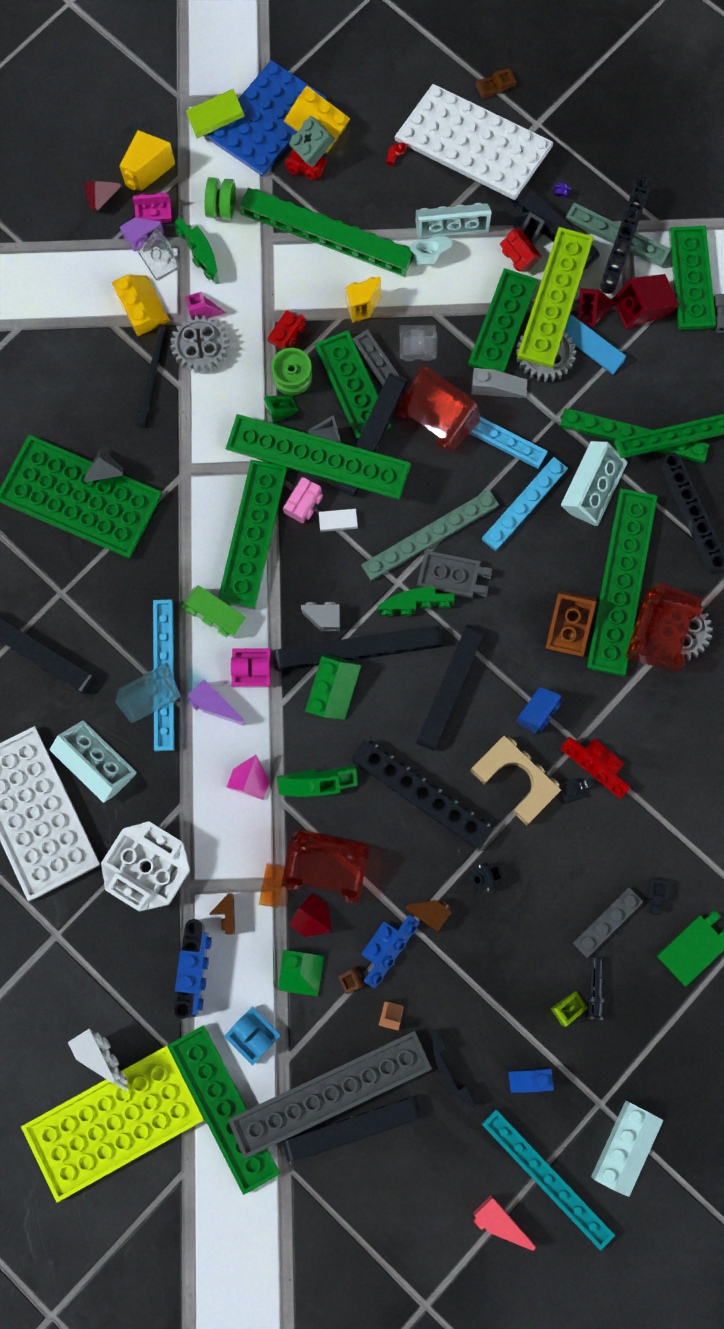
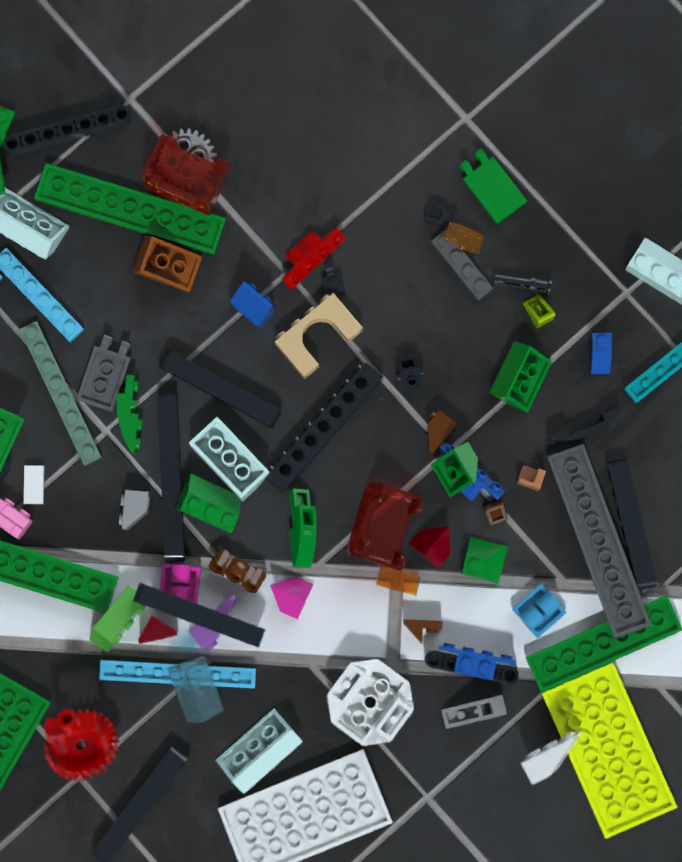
camera: 85 degrees left, 5 degrees up
(88, 575) = (74, 732): none -> red piece
(144, 976) = (474, 712): none -> light grey slope
(205, 650) = (155, 631): none -> dark red slope
(219, 687) = (199, 615): none -> black beam
(269, 722) = (237, 570): none -> reddish brown piece
(379, 701) = (229, 459): none -> light aqua slope
(390, 934) = (457, 469): none -> green slope
(496, 995) = (521, 376): none -> green slope
(637, 922) = (465, 237): none -> clear orange slope

